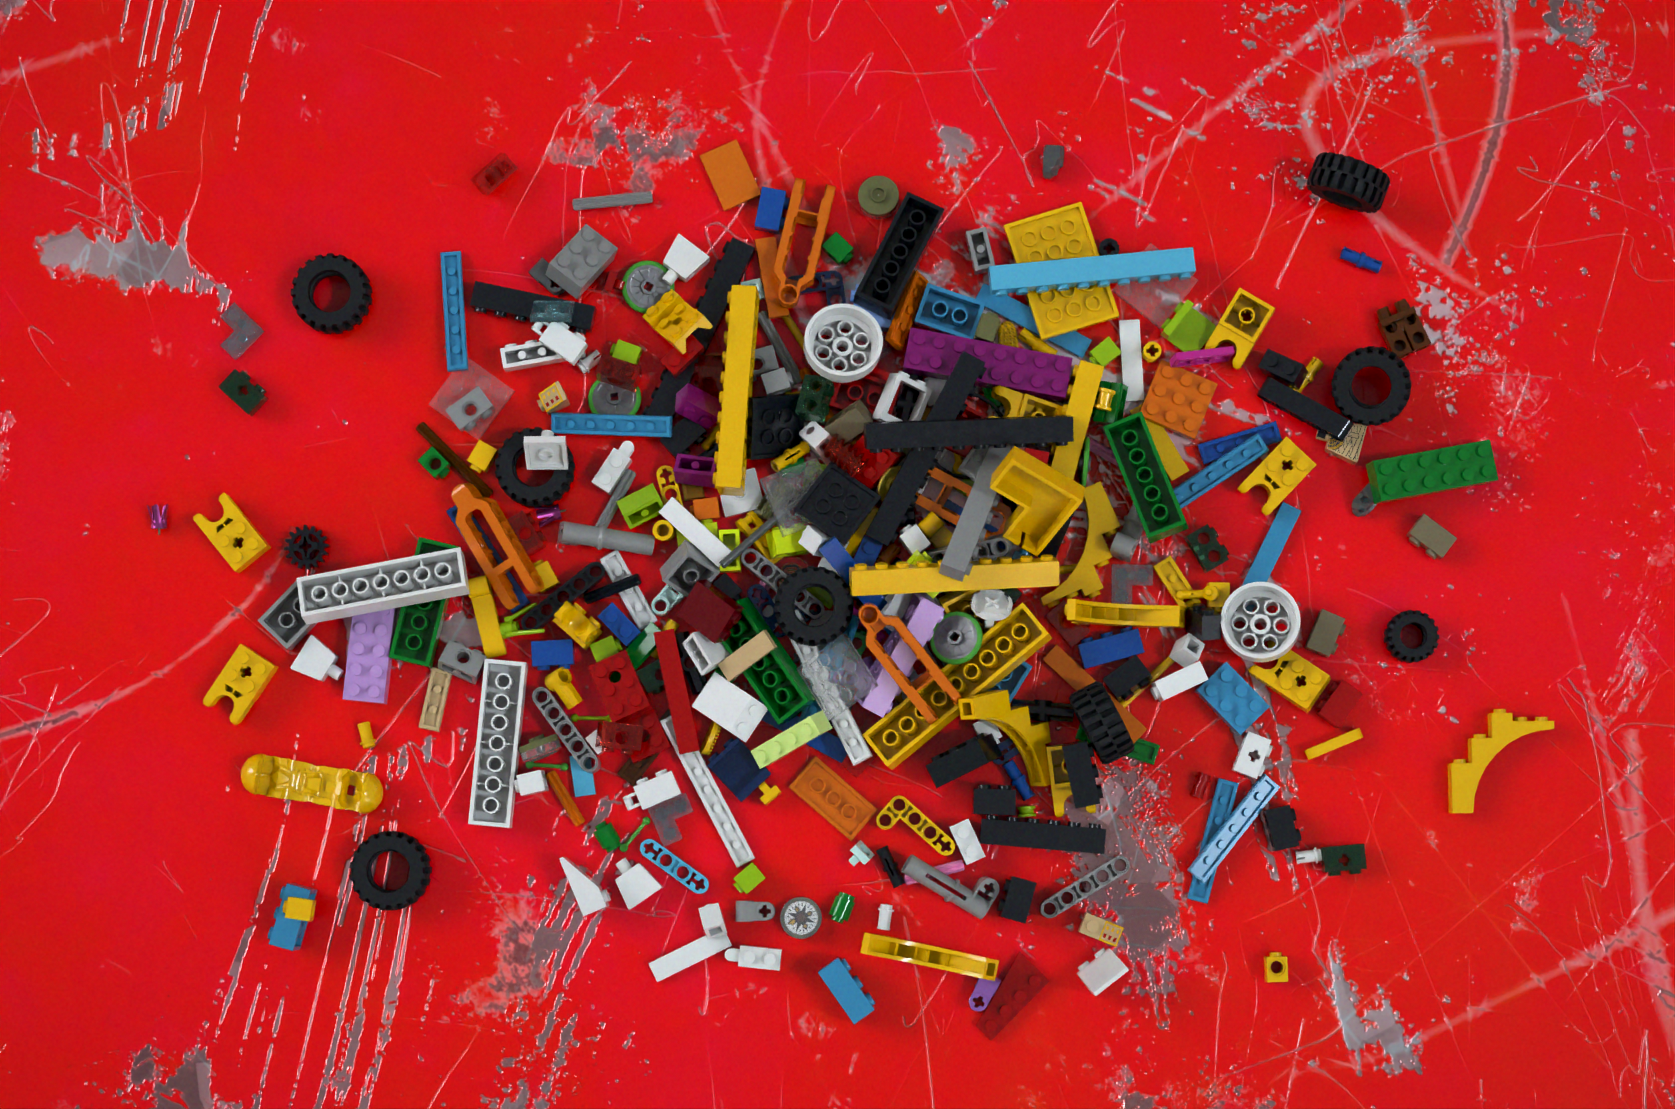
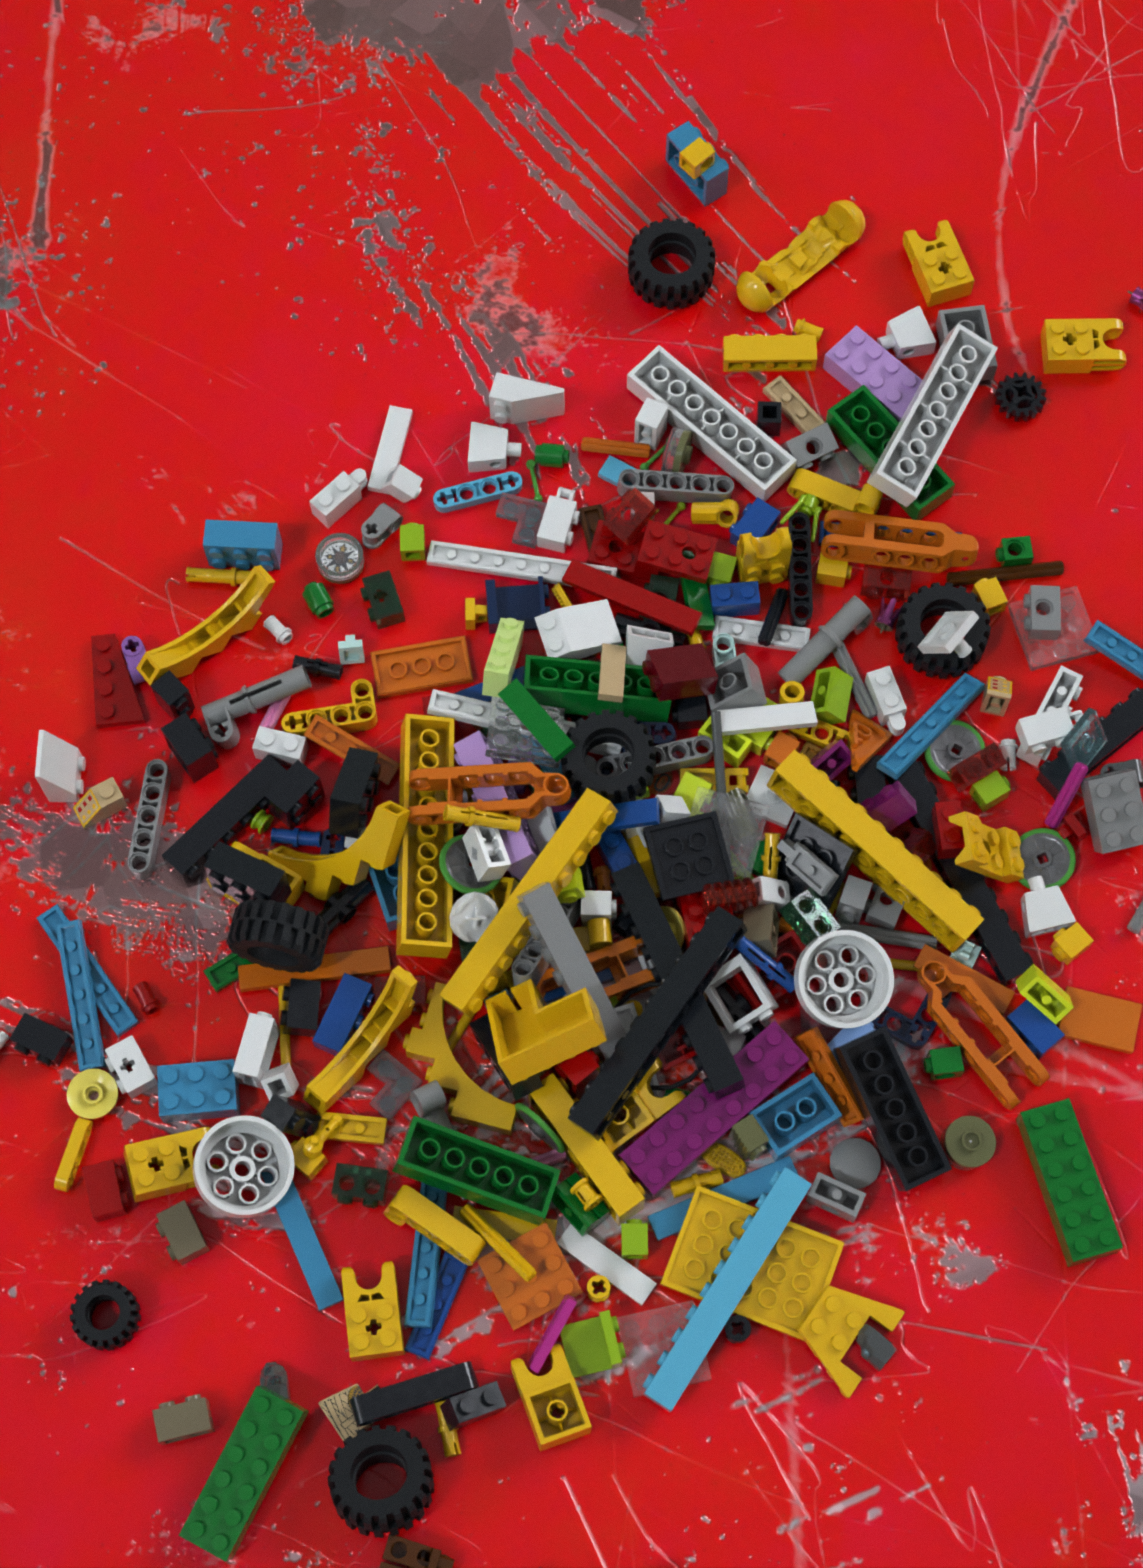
camera: 125 degrees right, 15 degrees down
(407, 747) = (769, 353): none -> yellow brick
(463, 706) = (769, 417): none -> black brick
(594, 300) = (1066, 795): none -> dark pink axle
(656, 458) = (865, 739): none -> orange wing
(694, 228) = (1070, 943): none -> yellow brick
(745, 217) = (1044, 994): none -> neon yellow brick
(782, 425) = (808, 866): none -> light grey hinge
(808, 851) = (382, 587): none -> clear green brick
(827, 671) = (536, 720): none -> green tile
(855, 118) = (1069, 1182): none -> green brick
(870, 394) = (786, 981): none -> blue pin
(871, 980) = (223, 576): none -> yellow pin
(931, 796) = (339, 741): none -> orange tile
(942, 663) = (471, 816): none -> yellow pin
(944, 629) = (486, 852): none -> white brick
(946, 257) = (855, 1163): none -> light grey dish
(992, 940) = (172, 696): none -> black brick
(1057, 193) = (834, 1325): none -> yellow wing
(1175, 432) = (497, 1242): none -> yellow axle
(1196, 480) = (435, 1224): none -> yellow beam
(1297, 759) = (84, 1085): none -> light yellow dish

